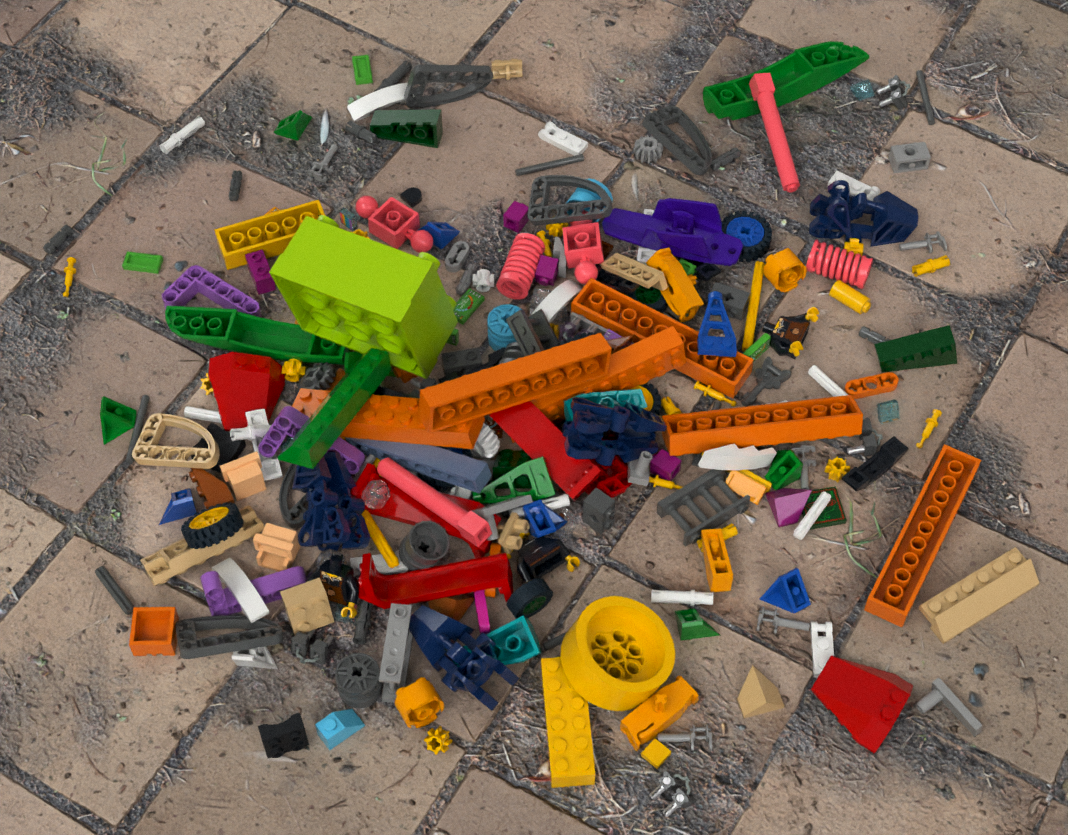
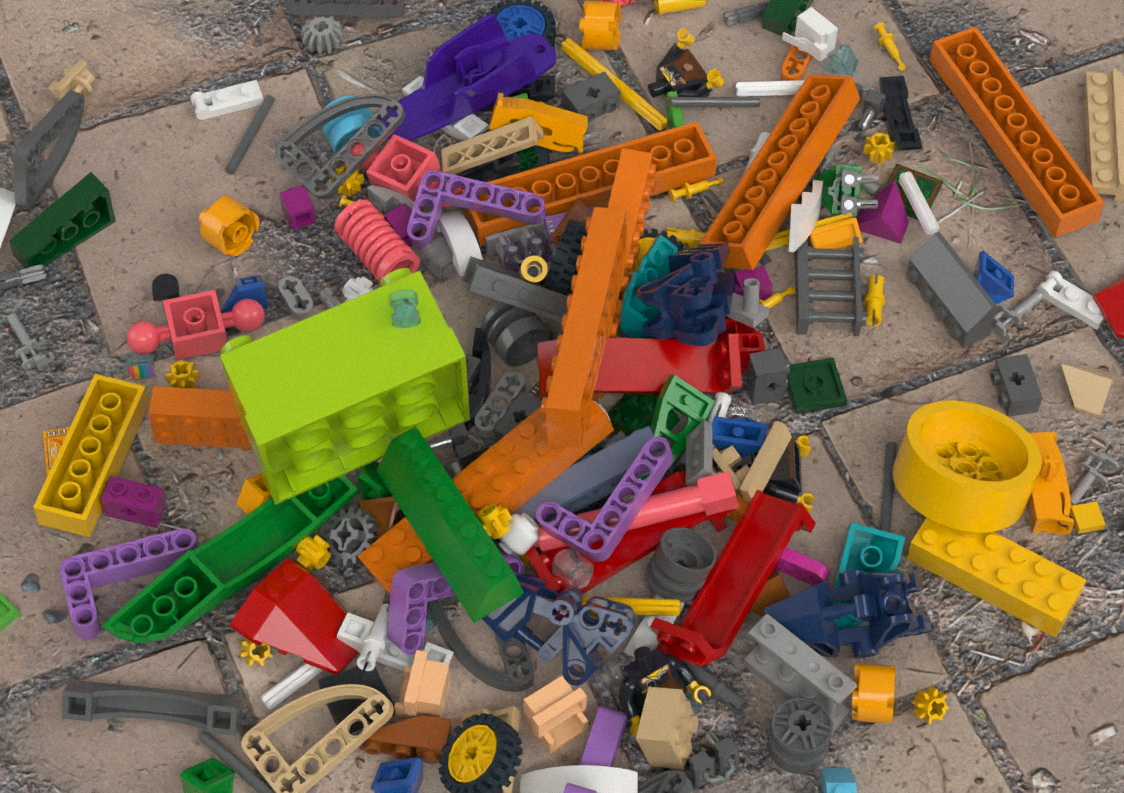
camera: 55 degrees left, 0 degrees up
(158, 390) = (102, 700): none -> dark grey arch
(359, 429) = (495, 520): none -> yellow gear
(370, 450) = (521, 536): none -> white head
(398, 271) = (404, 307): none -> clear light blue wheel
(421, 485) = (613, 507): none -> medium lavender beam
(471, 193) = (228, 226): none -> light orange brick
(498, 329) = (457, 305): medium azure wheel -> none
(528, 543) = (765, 460): none -> tan tile
(530, 598) = (827, 507): black wheel -> none
(549, 339) = (537, 263): none -> yellow brick
(567, 269) = (467, 200): none -> medium lavender beam
(624, 544) = (815, 386): none -> dark green tile
(684, 597) = (929, 369): white pin -> none
(692, 625) = (960, 386): green slope -> none
(715, 345) = (653, 140): blue plate -> none
(716, 560) = (911, 317): light orange slope -> none
(720, 653) = (1016, 385): none -> dark grey brick
(755, 574) = (952, 291): none -> dark grey slope
(766, 380) = (717, 135): dark grey piece -> none
(773, 476) = (849, 202): none -> piece
(784, 361) = (713, 101): none -> dark grey bar
(888, 380) = (813, 34): none -> white piece

